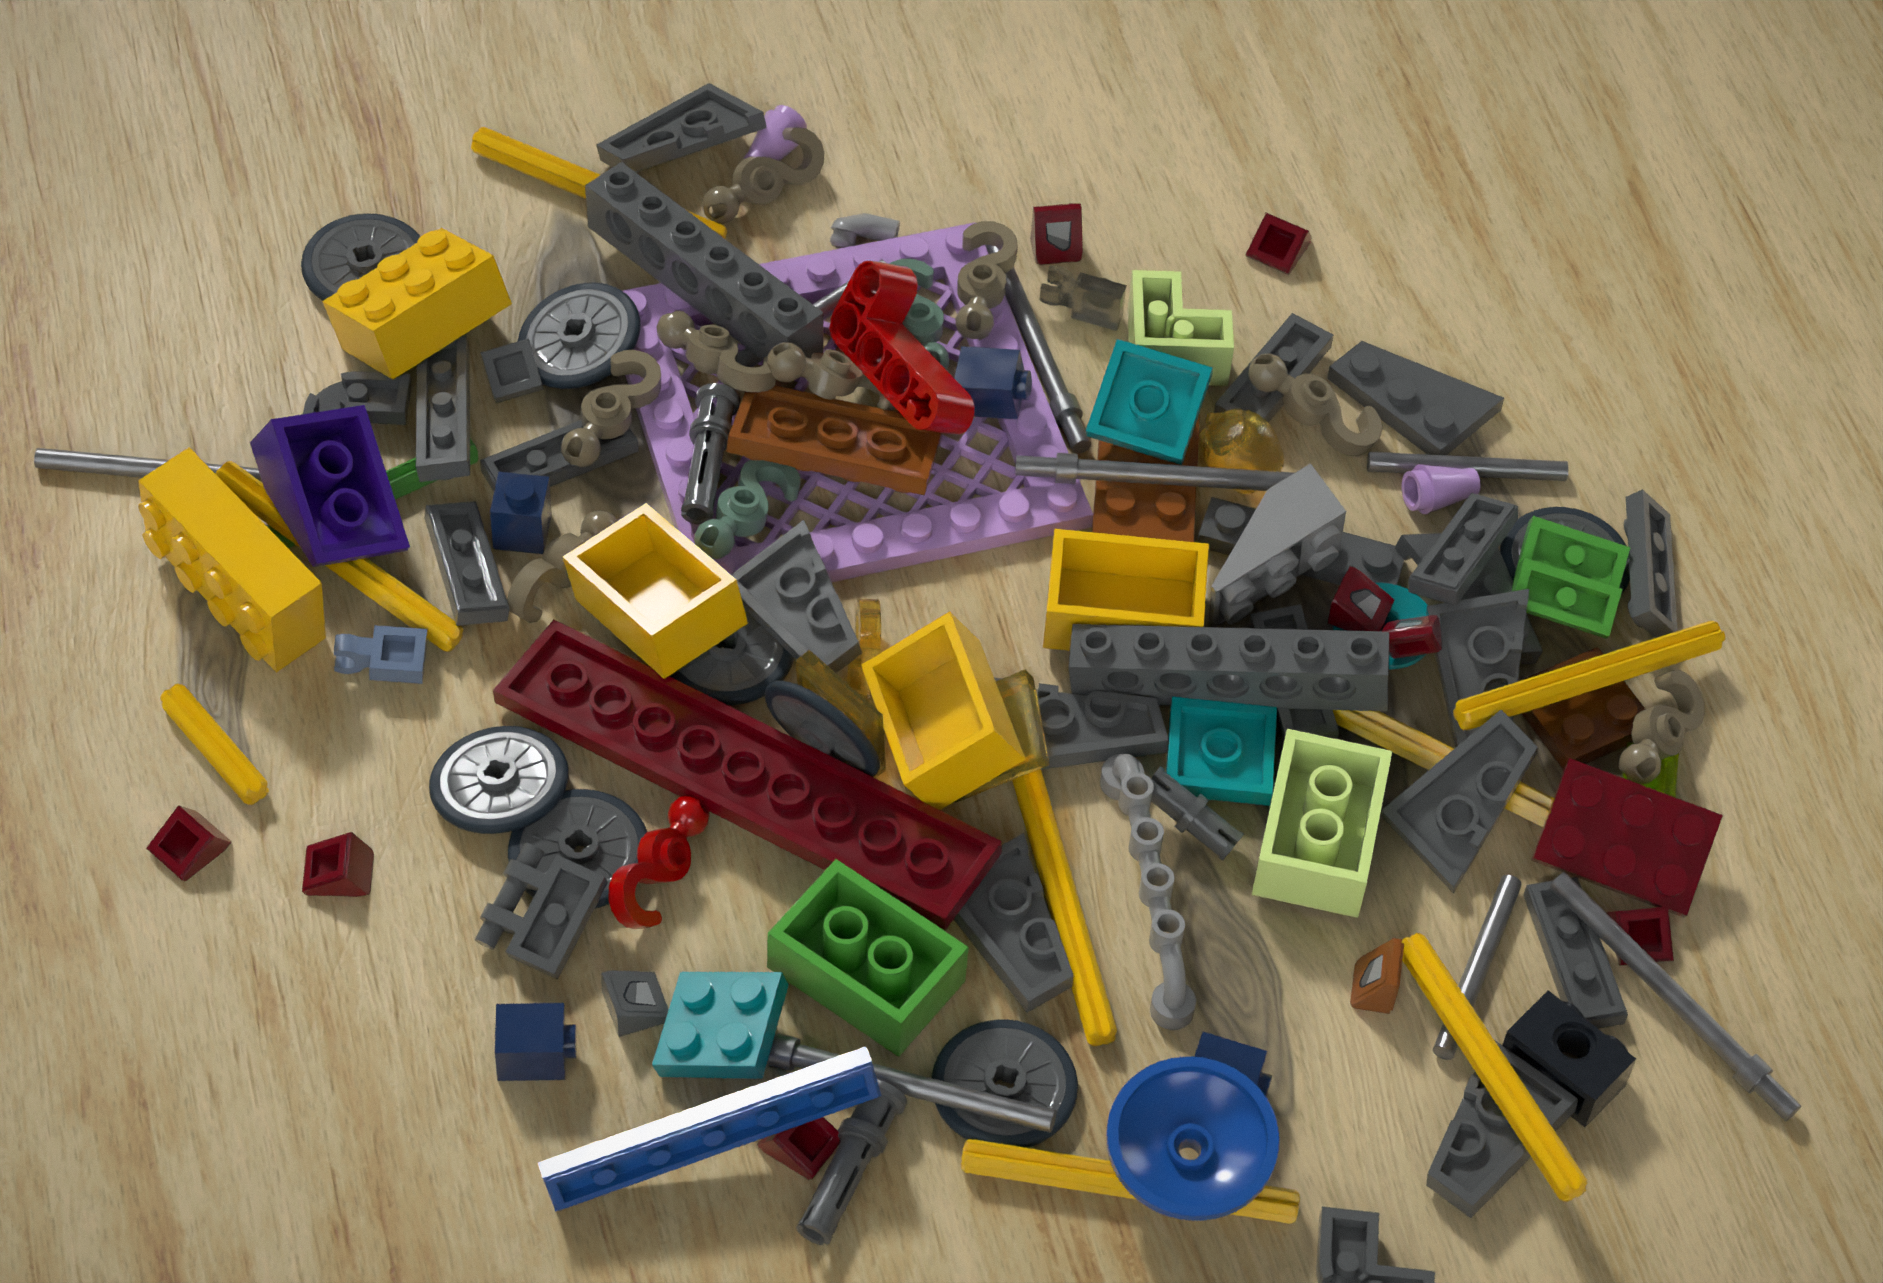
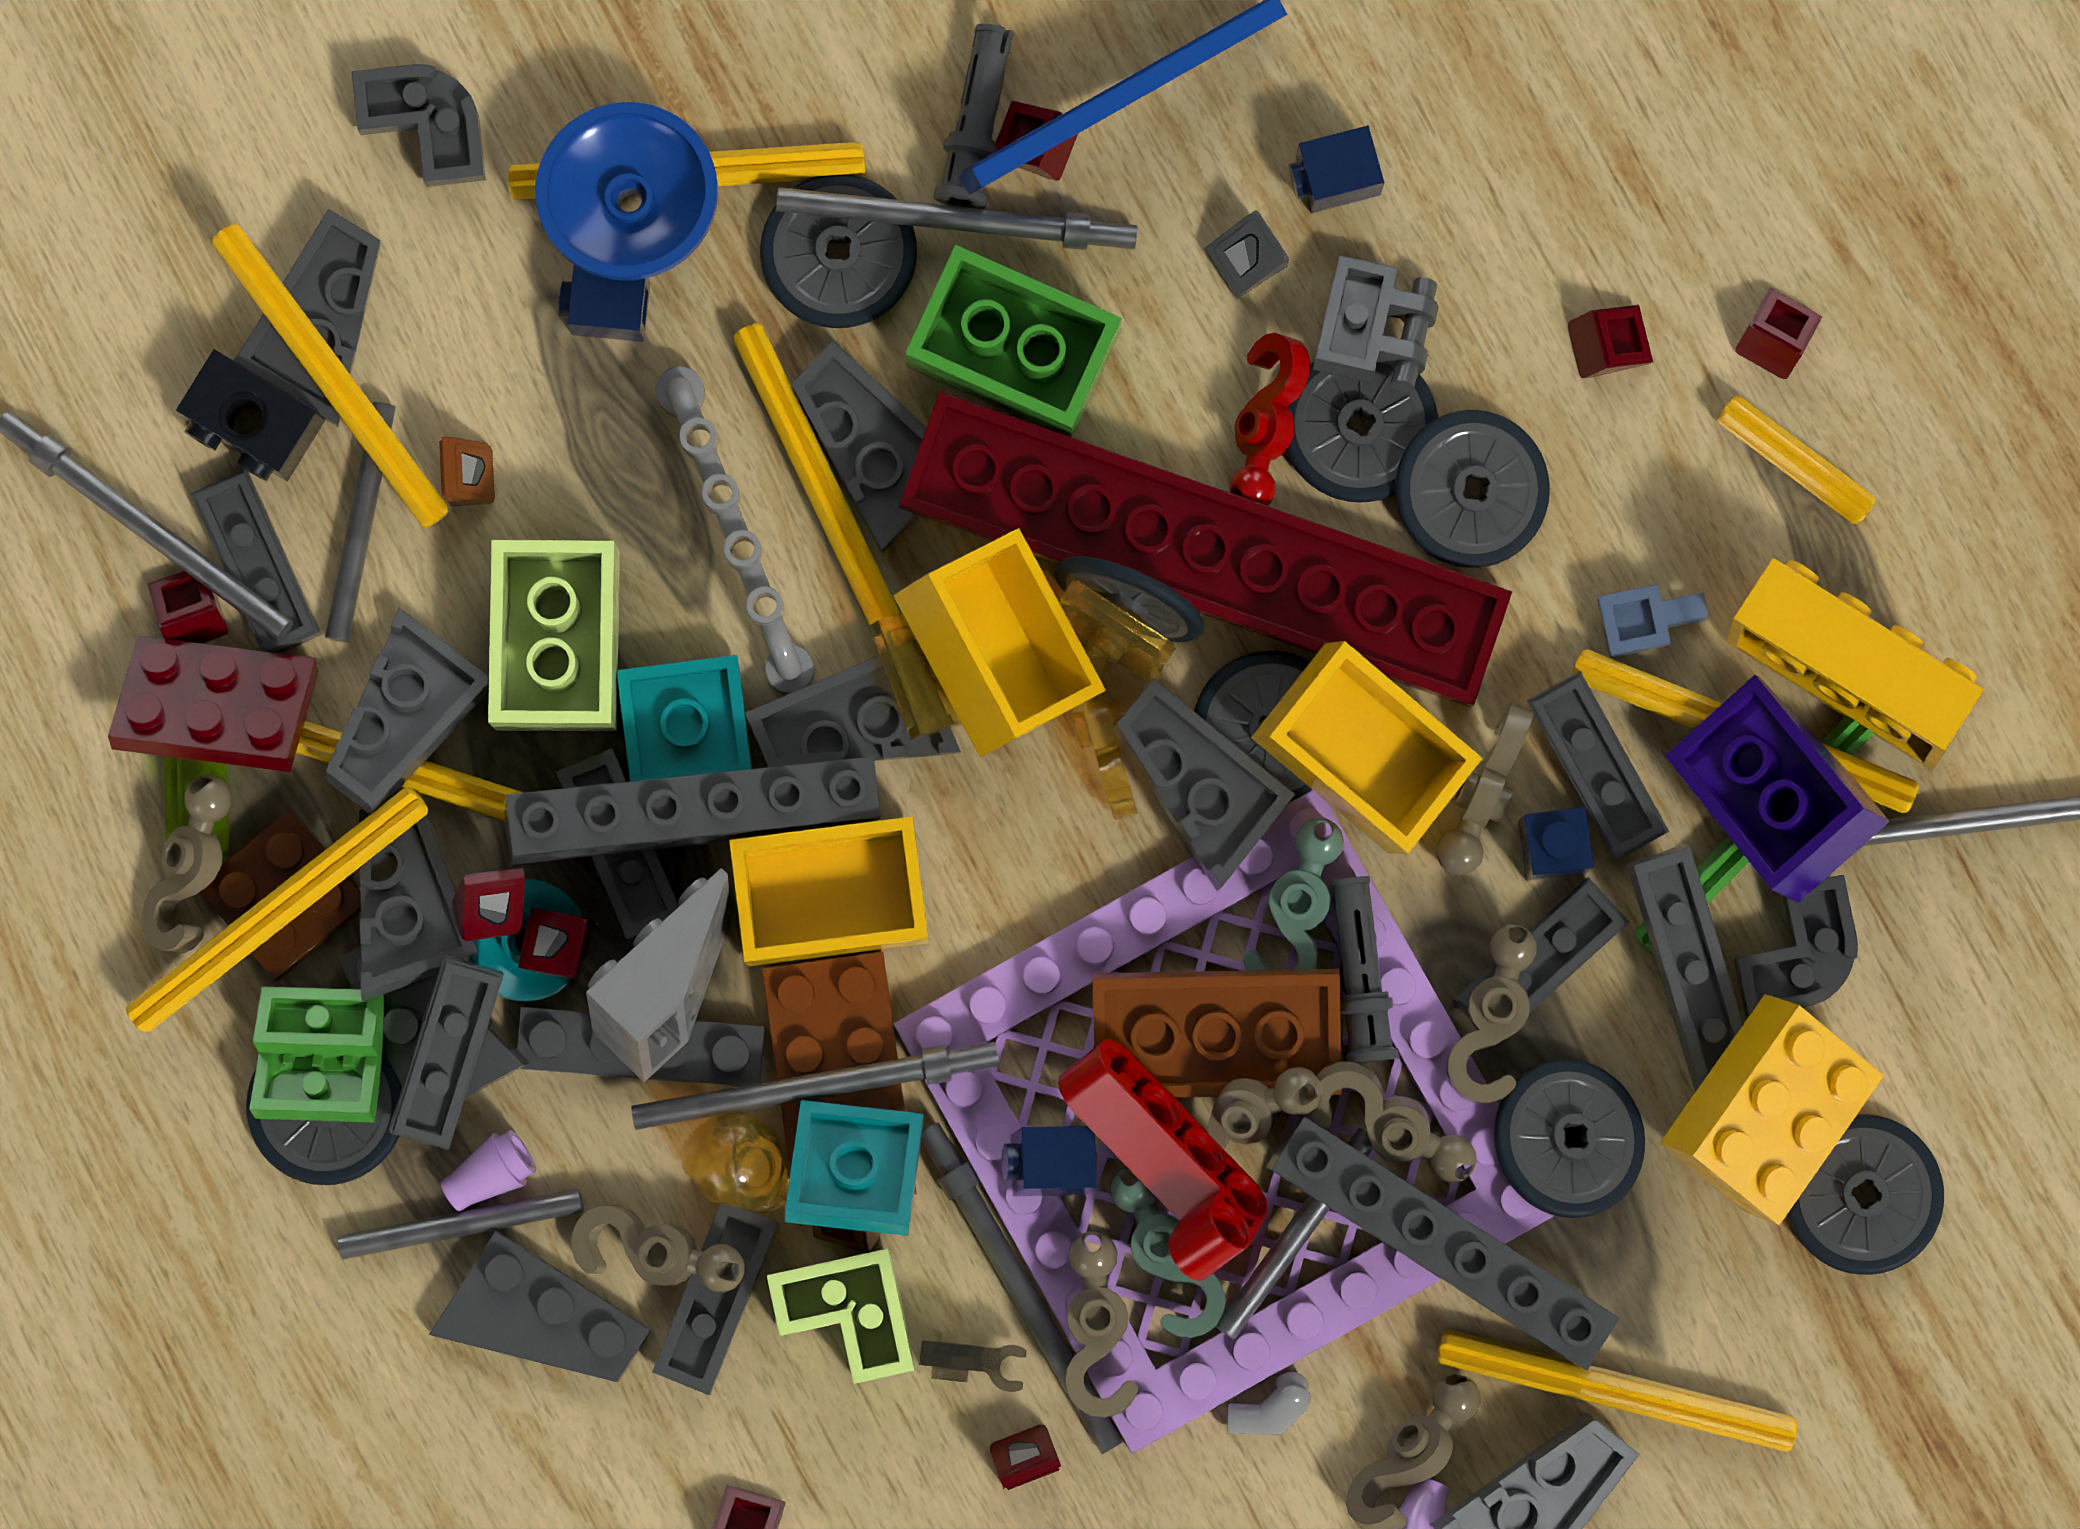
camera: 170 degrees right, 30 degrees up
(512, 370) = (1631, 1059): dark grey plate -> none
(720, 1025) = (1148, 235): teal plate -> none
(1193, 814) = (701, 622): dark grey pin -> none
(1650, 565) = (222, 1111): dark grey plate -> none

